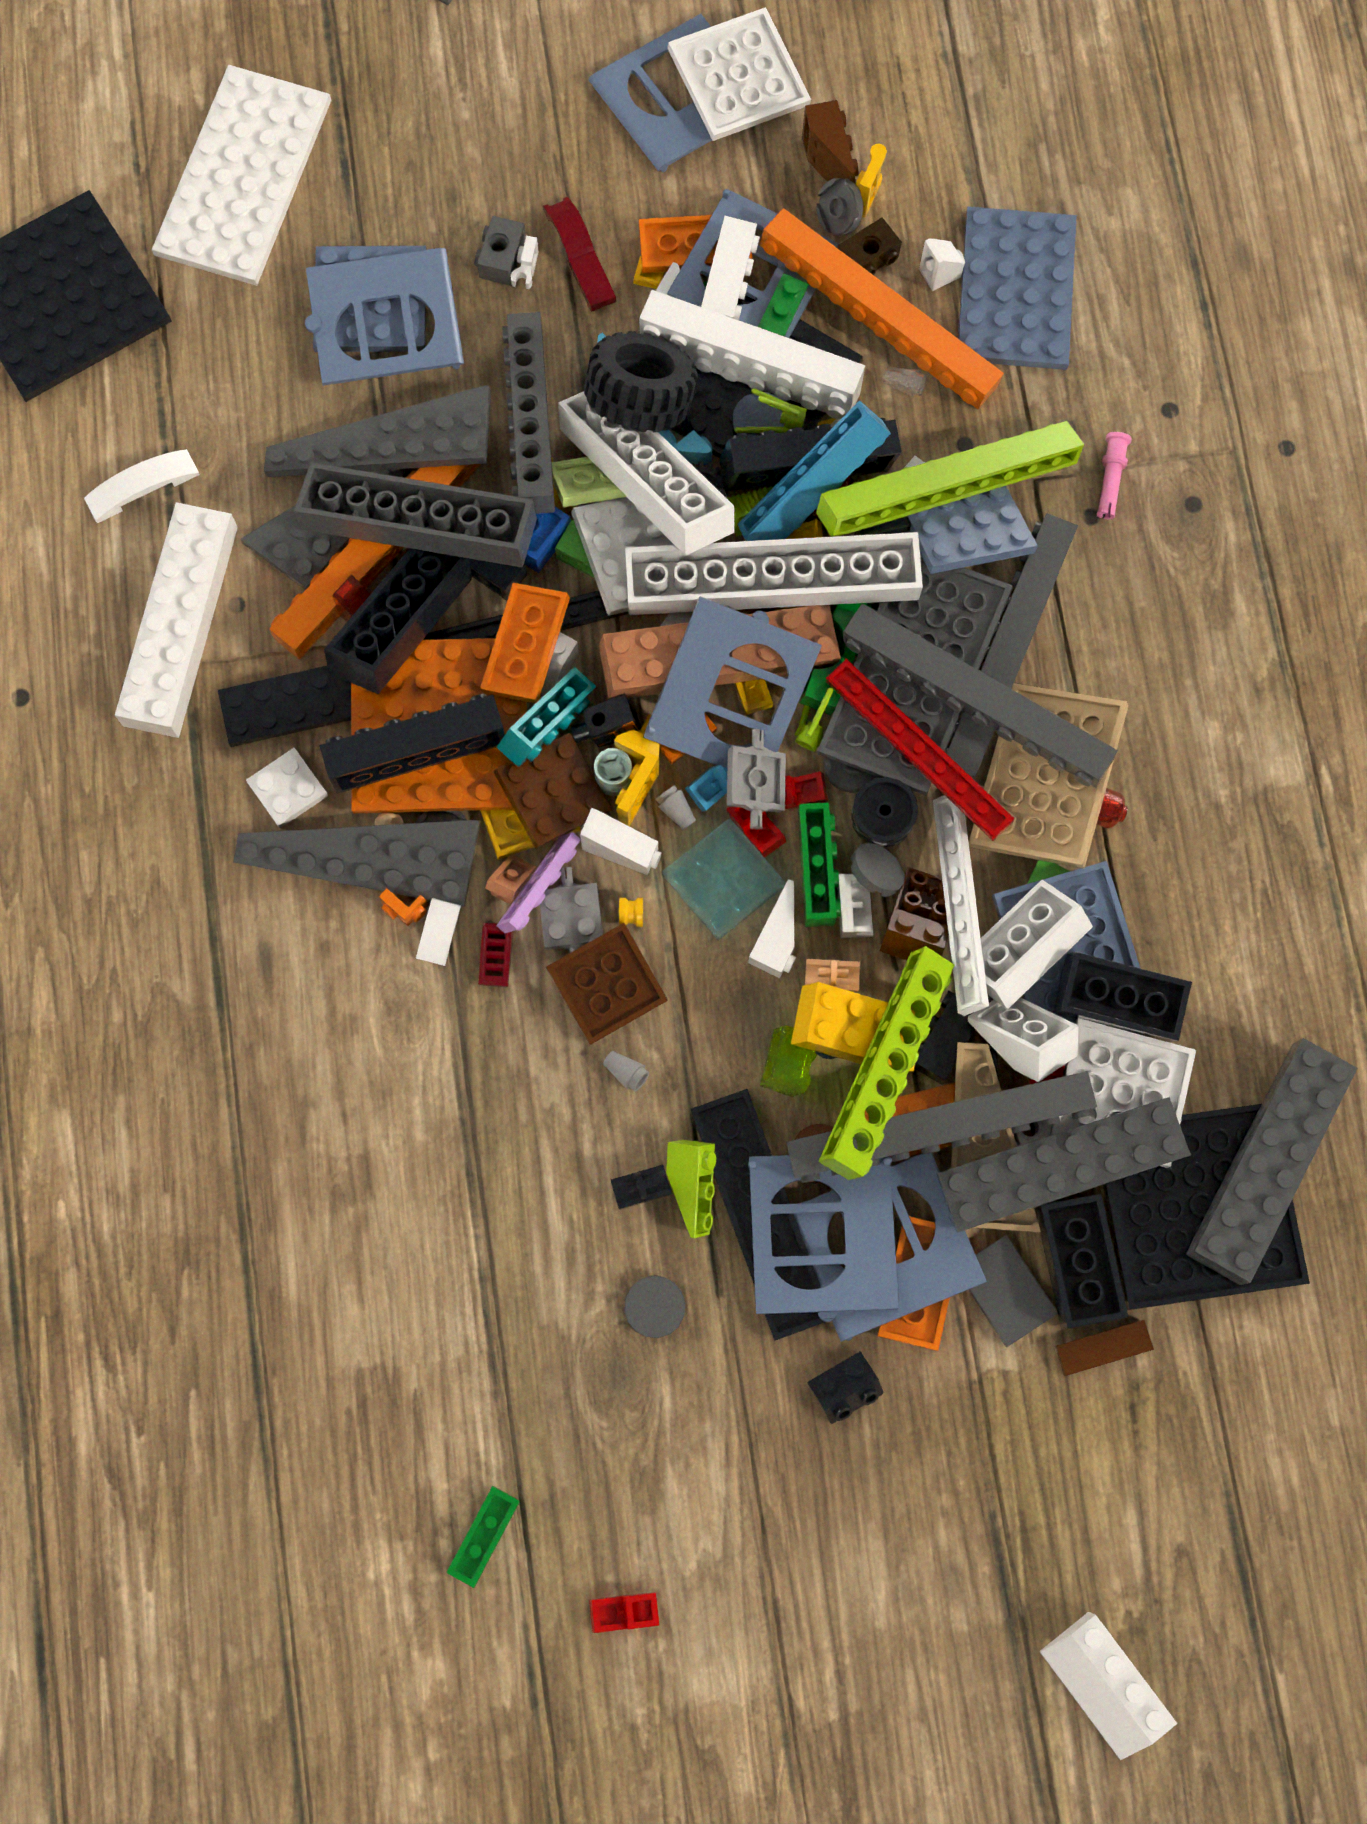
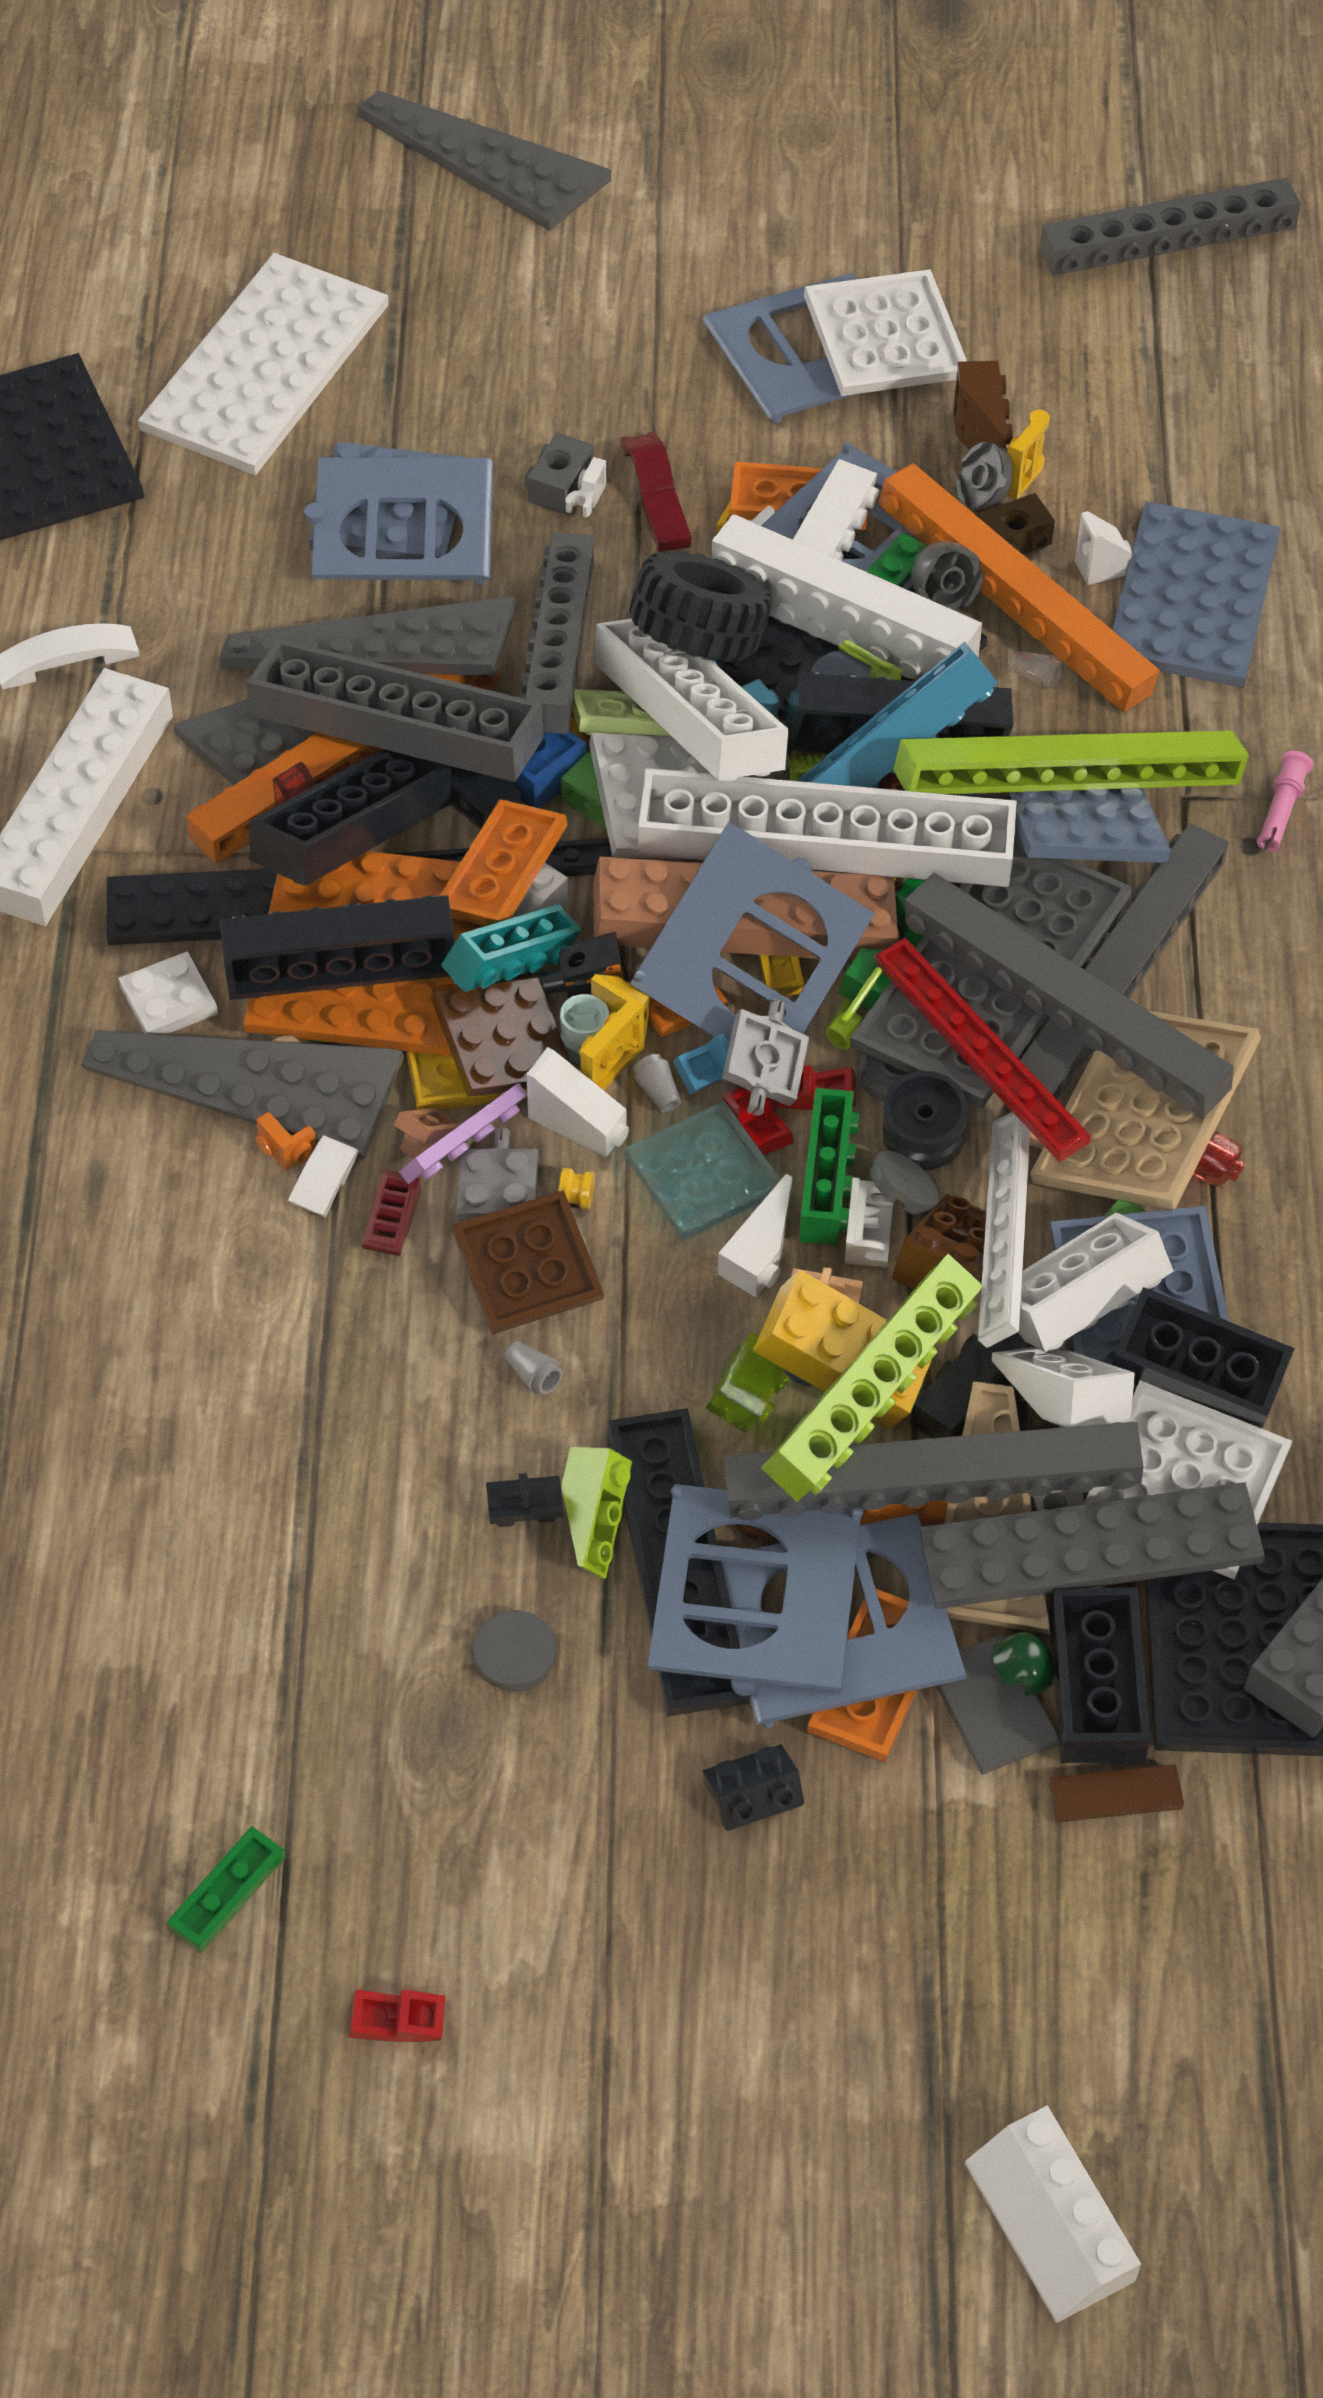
camera: 10 degrees right, 20 degrees down
(825, 312) = (947, 574): none -> dark grey cylinder
(1025, 1261) = (1024, 1661): none -> dark green hair

